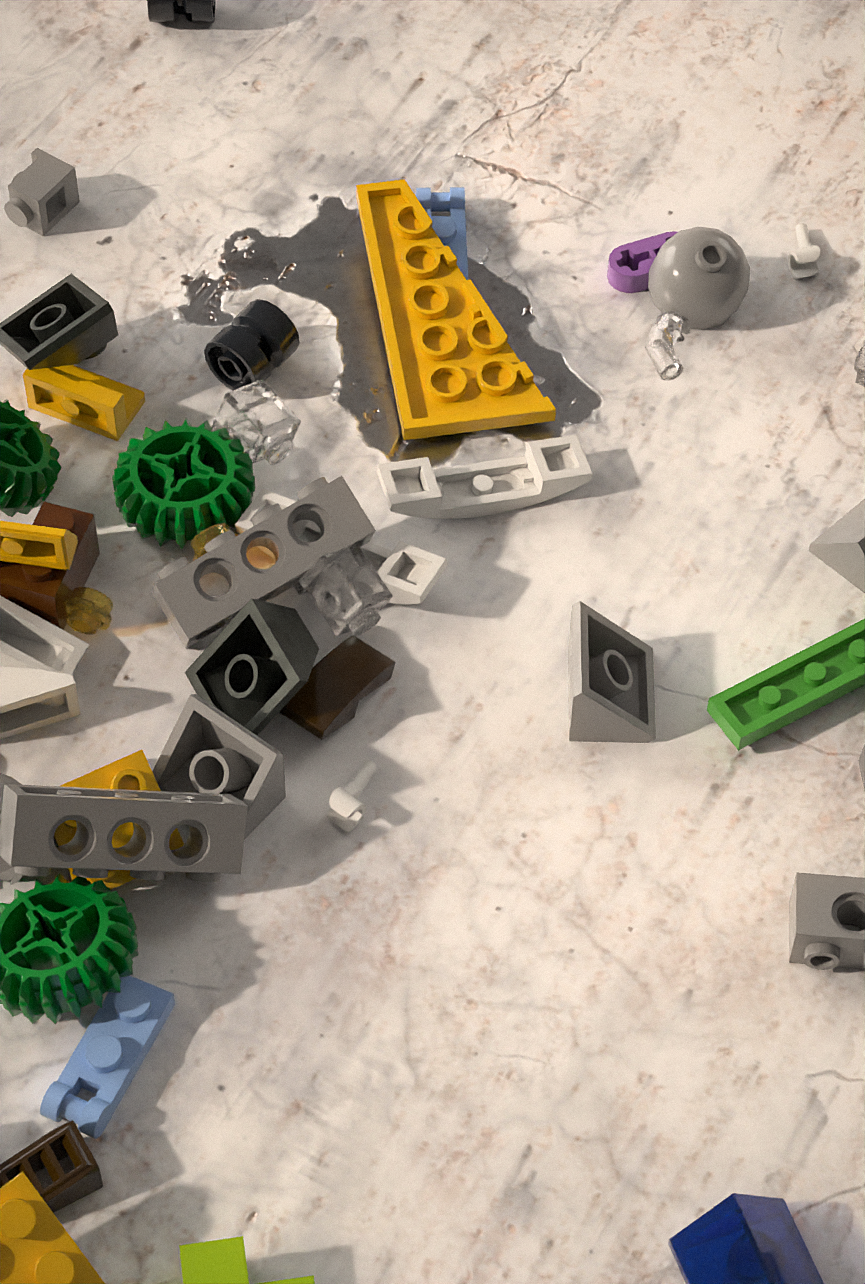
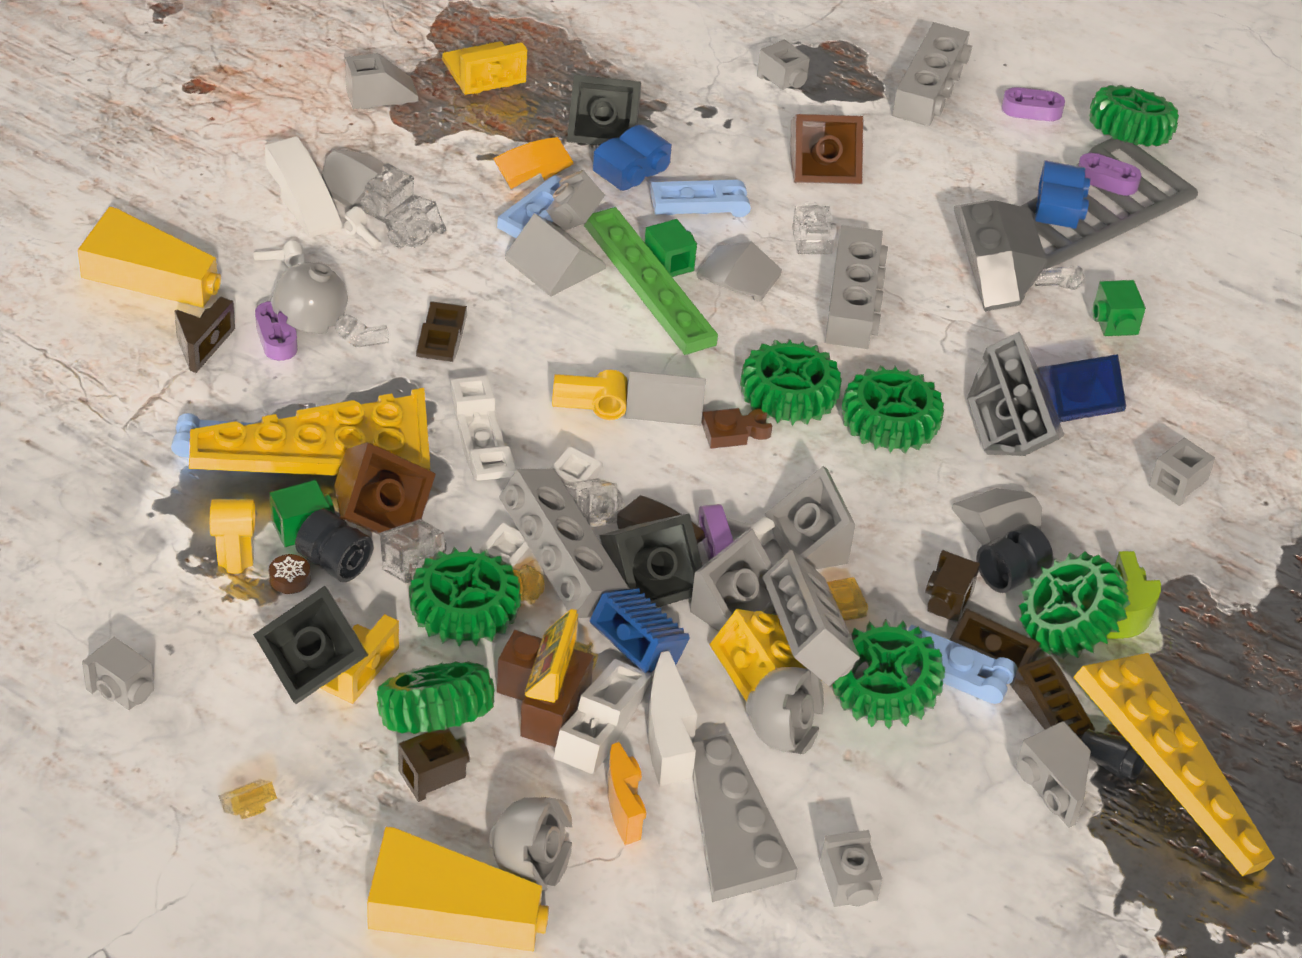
camera: 90 degrees left, 10 degrees down
(130, 661) = (638, 628): none -> blue brick
(155, 1115) = (994, 639): none -> dark brown slope
(187, 1196) = (1095, 590): none -> green gear
(214, 316) = (289, 574): none -> reddish brown tile
(225, 911) = (848, 598): none -> clear yellow plate
(245, 1046) = (951, 585): none -> dark brown brick
(246, 243) = (233, 527): none -> yellow piece
(312, 1140) = (1014, 558): none -> black wheel
(314, 310) = (293, 506): none -> green brick
(324, 749) = (716, 529): none -> medium lavender beam
(335, 372) = (381, 488): none -> reddish brown slope
(354, 871) = (814, 522): none -> light grey slope
(412, 1132) = (998, 512): none -> light grey slope
(563, 771) = (731, 428): none -> reddish brown plate
(587, 580) = (603, 394): none -> yellow piece
(611, 189) = (204, 335): none -> dark brown slope
(636, 1004) = (892, 409): none -> green gear
(653, 1158) = (1012, 401): none -> dark grey wedge
(659, 857) = (791, 381): none -> green gear
(671, 429) = (442, 331): none -> dark brown slope
(747, 118) = (147, 260): none -> yellow slope

